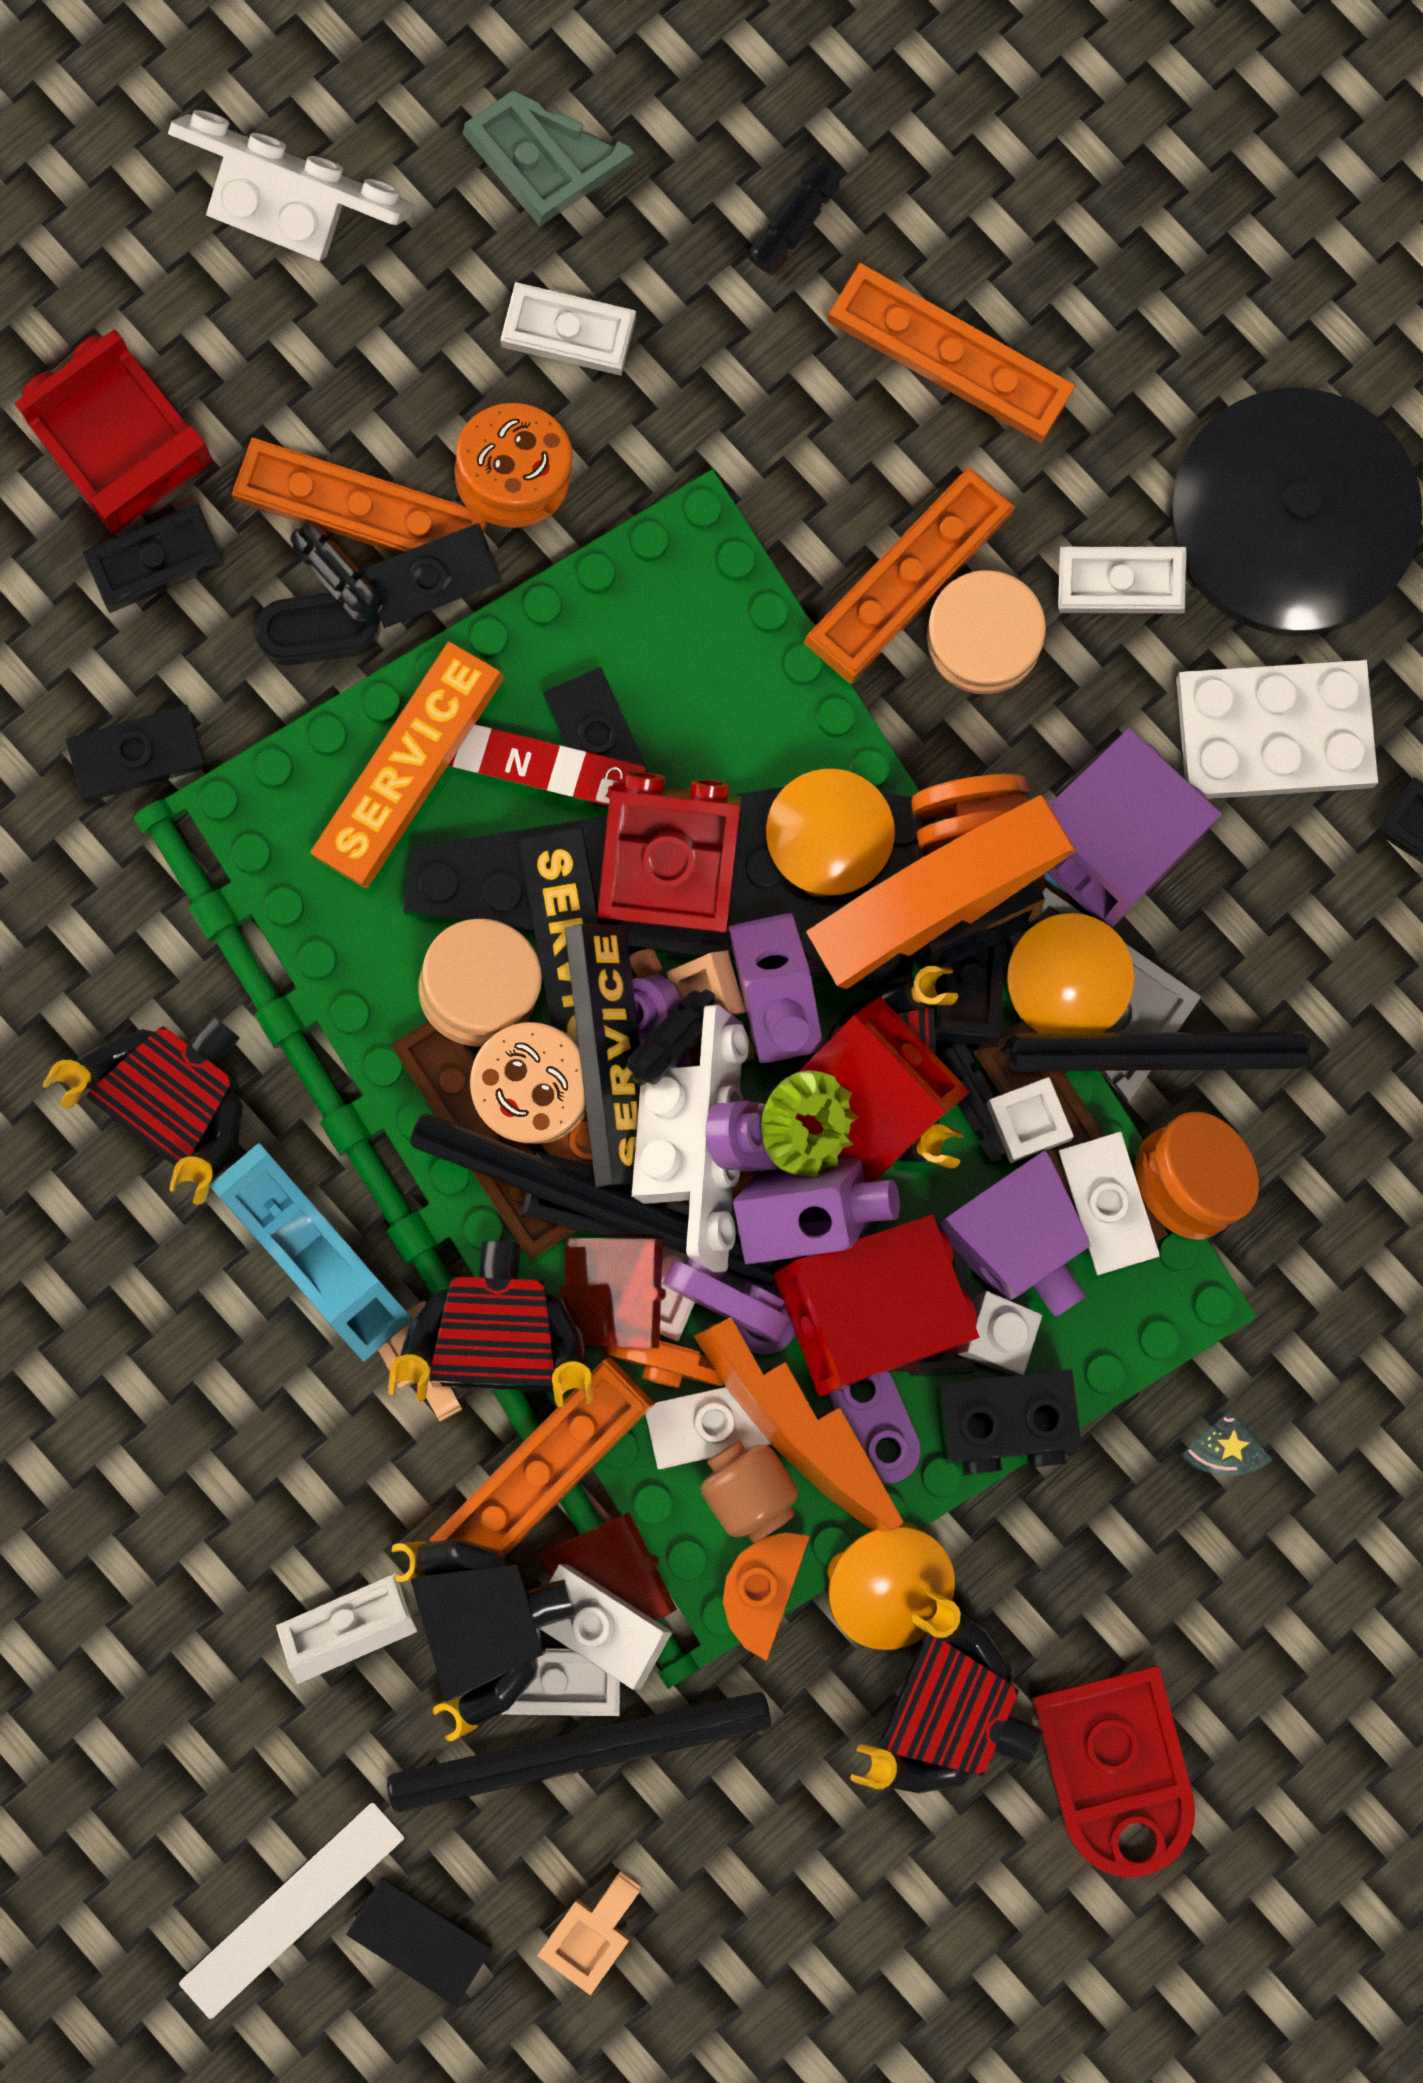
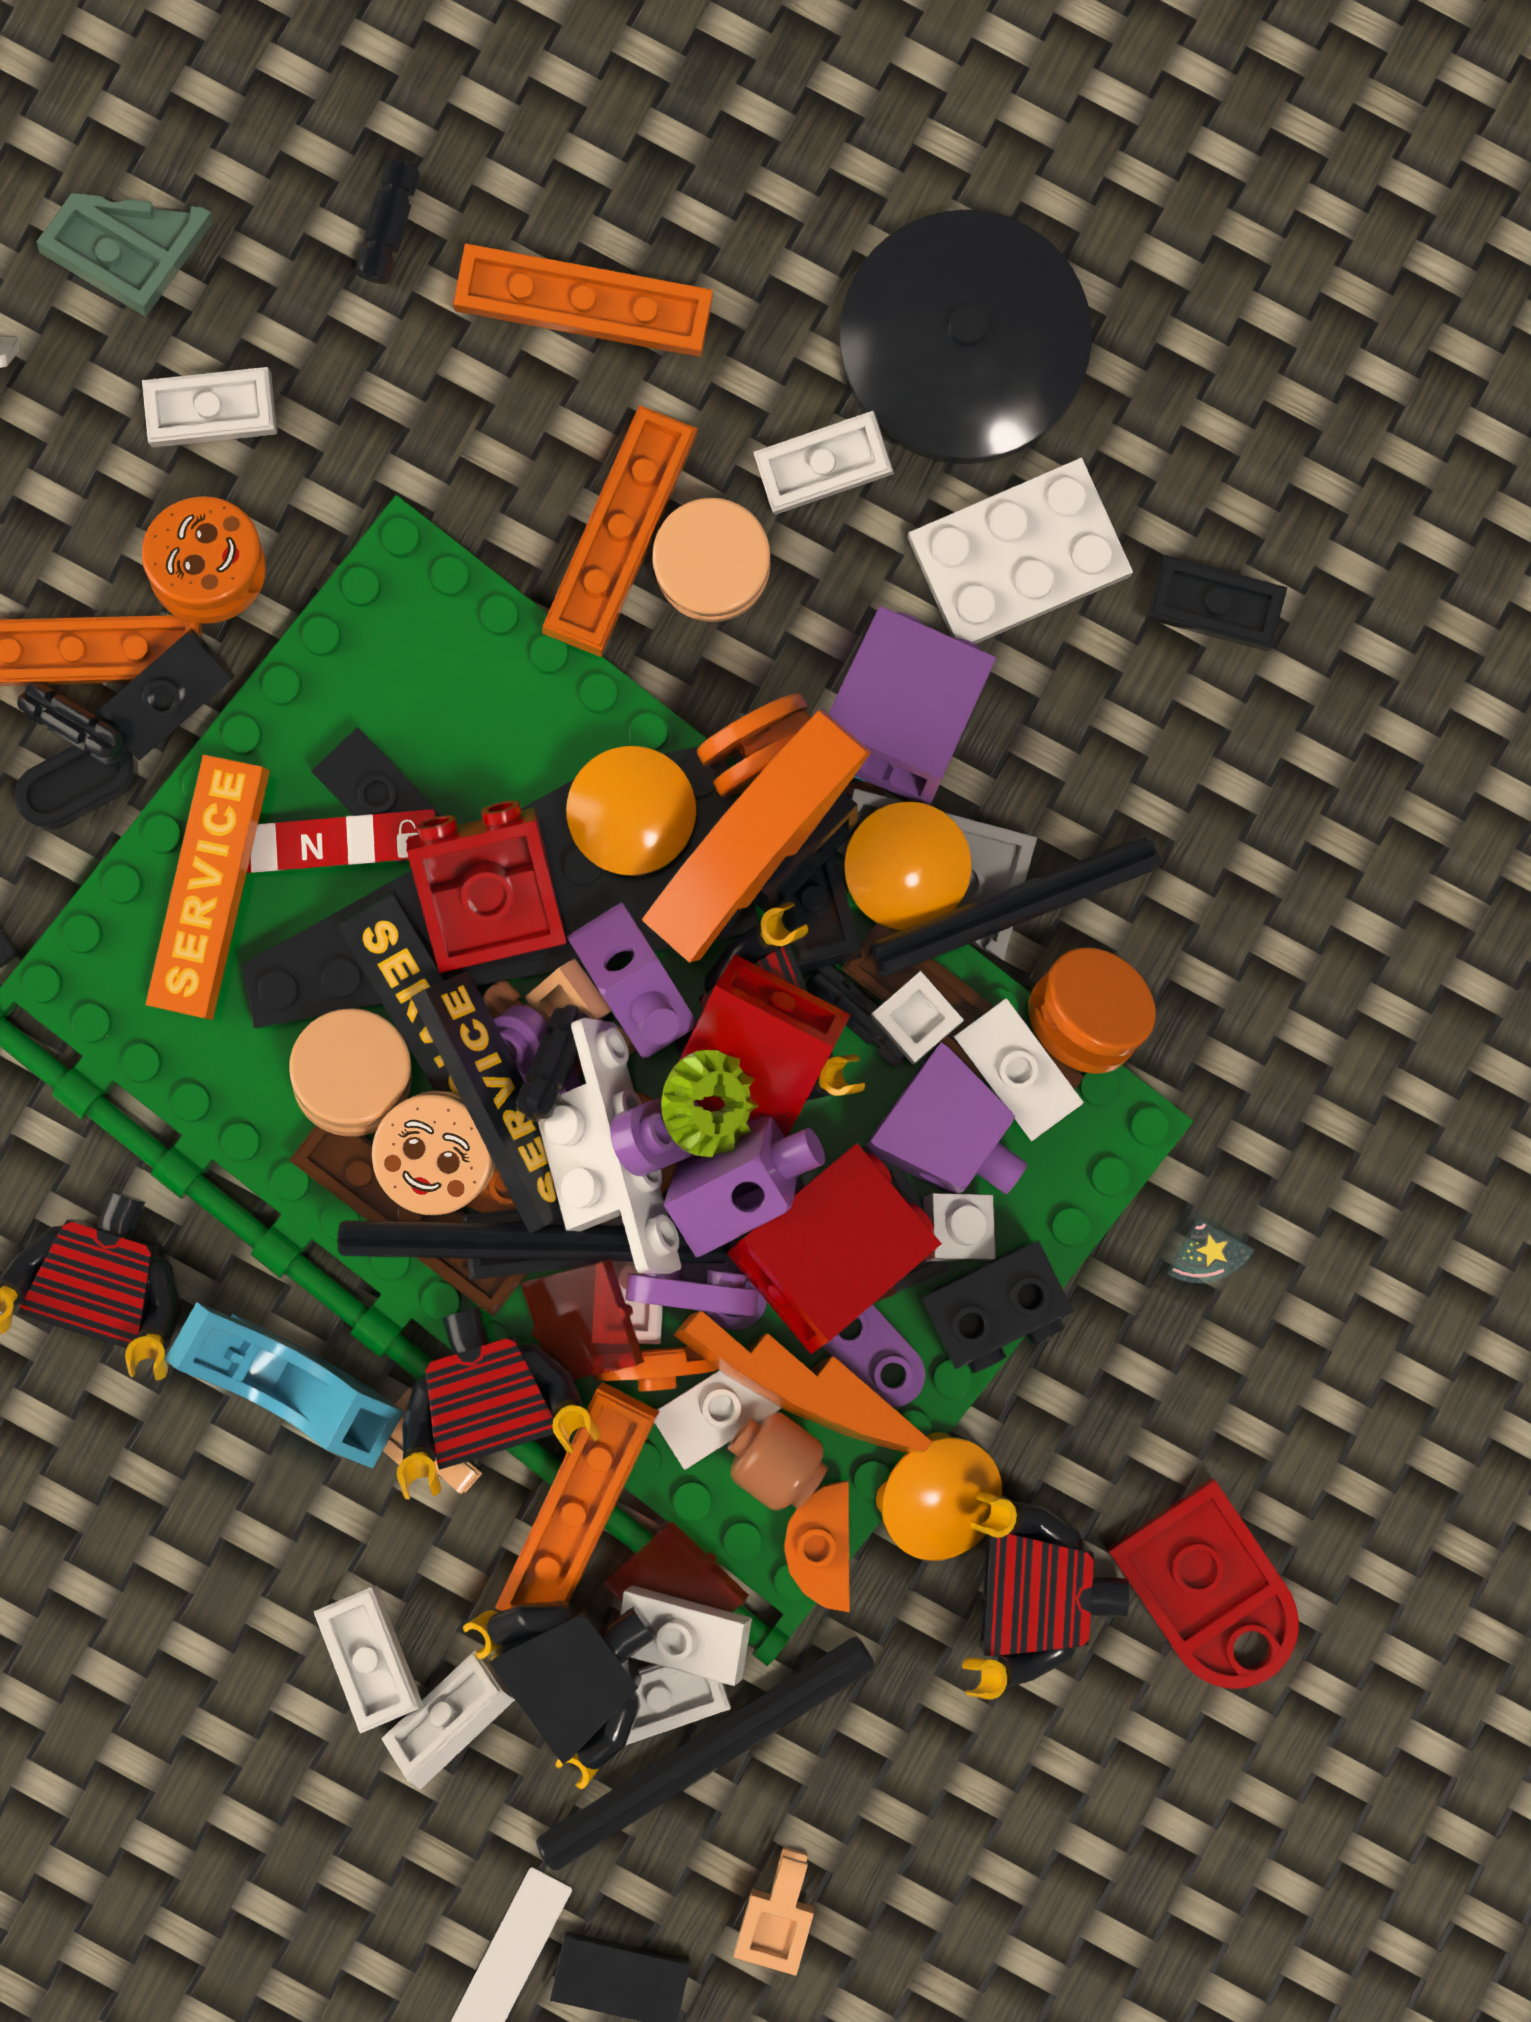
camera: 15 degrees left, 5 degrees up
(292, 1544) = (368, 1659): none -> white plate

